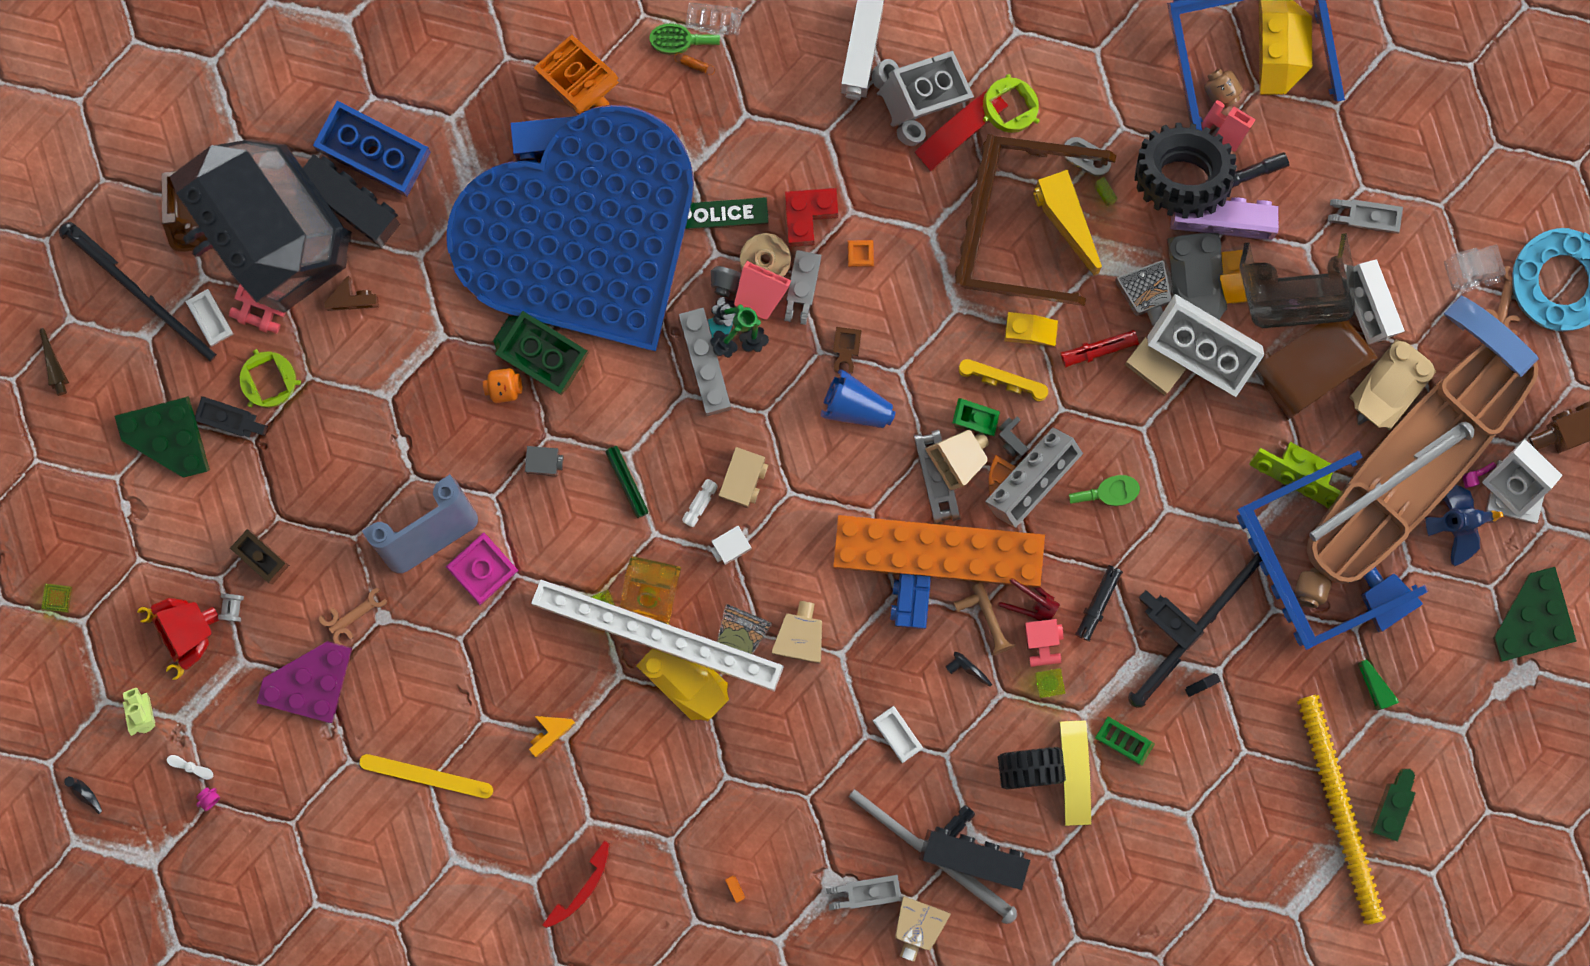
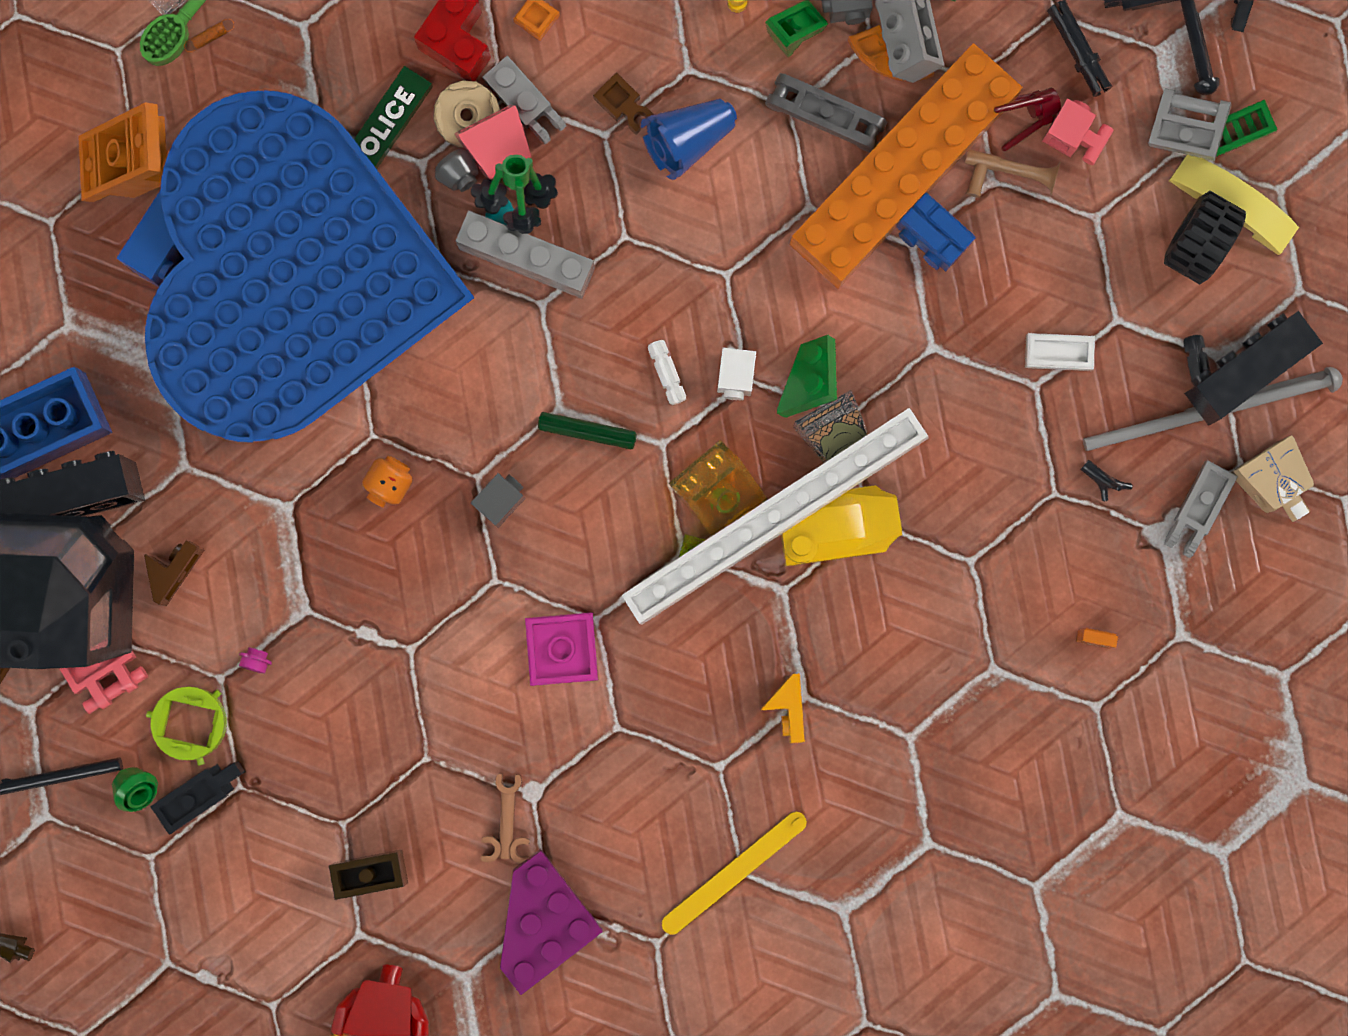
camera: 60 degrees left, 0 degrees up
(166, 435) = (162, 876): dark green plate -> none
(204, 378) = (134, 789): none -> green cone
(209, 317) = (75, 735): white tile -> none
(230, 607) = (398, 946): light grey bush -> none
(335, 389) = (254, 660): none -> dark pink plate
(429, 533) = (483, 677): sand blue windscreen -> none
(539, 351) = (381, 416): dark green slope -> none
(599, 860) = (988, 839): red slope -> none
(742, 477) = (675, 307): tan brick -> none
(763, 593) = (811, 378): none -> green wing
(800, 635) = (884, 372): tan torso -> none
(837, 821) = (1103, 480): none -> black bar
(959, 457) = (826, 72): tan torso -> none
(962, 661) = (1033, 230): black bar -> none
(1050, 683) = (1125, 158): clear neon green plate -> none
(1093, 709) = (1188, 134): none -> light grey plate

